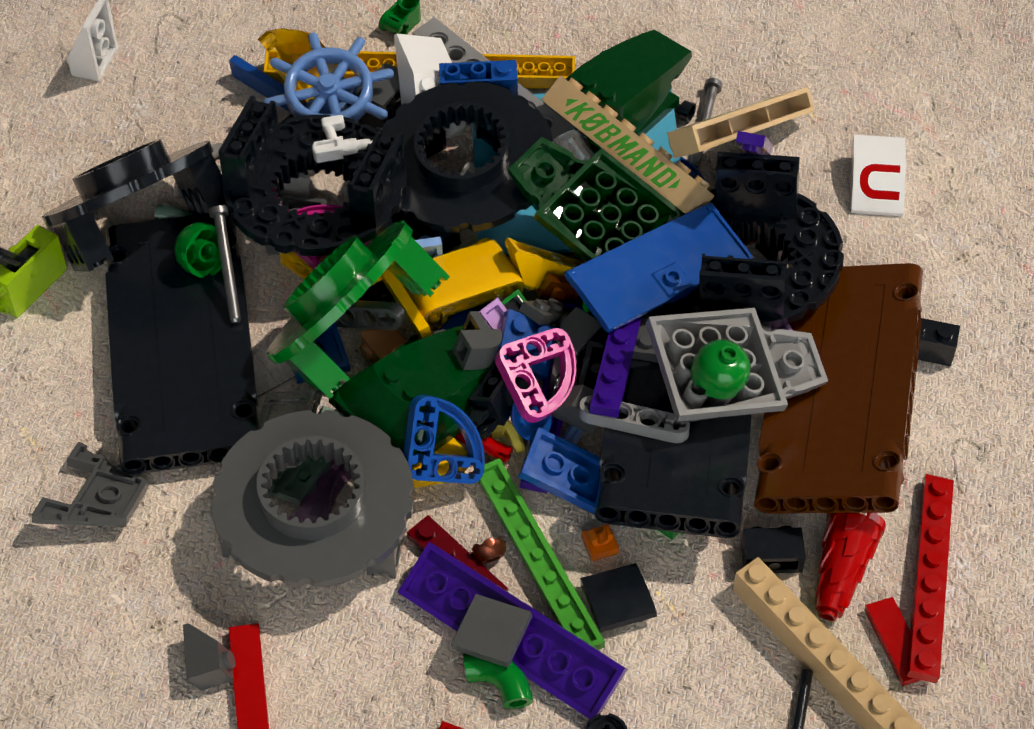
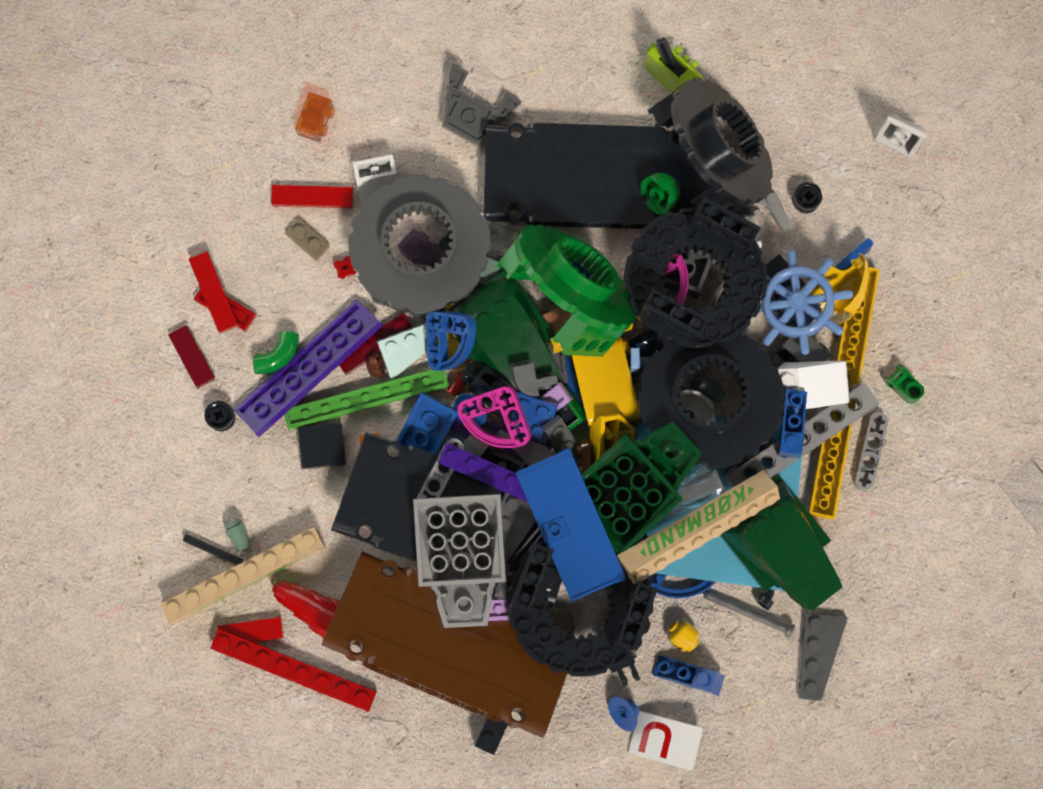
camera: 100 degrees right, 25 degrees up
(124, 696) = (314, 117): none -> clear orange brick
(183, 128) = (807, 197): none -> black wheel
(206, 659) = (331, 169): dark grey slope -> none
(217, 592) = (374, 173): none -> white slope
(219, 214) = (676, 203): flat silver bar -> none
(317, 676) = (307, 240): none -> dark tan plate
(335, 147) = (723, 295): white piece -> none
(352, 624) = (343, 273): none -> red plate
(453, 517) = (403, 349): none -> light aqua wing
(486, 37) = (874, 452): none -> light grey beam
(491, 630) = (302, 351): dark grey tile -> none
(720, 369) = (446, 538): green cylinder -> none
(732, 60) = (819, 649): none -> dark grey wing
(748, 119) = (712, 628): tan brick -> none
(754, 143) = (672, 625): dark purple plate -> none
(769, 681) = (237, 534): none -> sand green cone
(778, 548) = (336, 562): black brick -> none
(798, 144) = (689, 675): none -> blue slope
(861, 216) = (624, 712): none -> blue piece

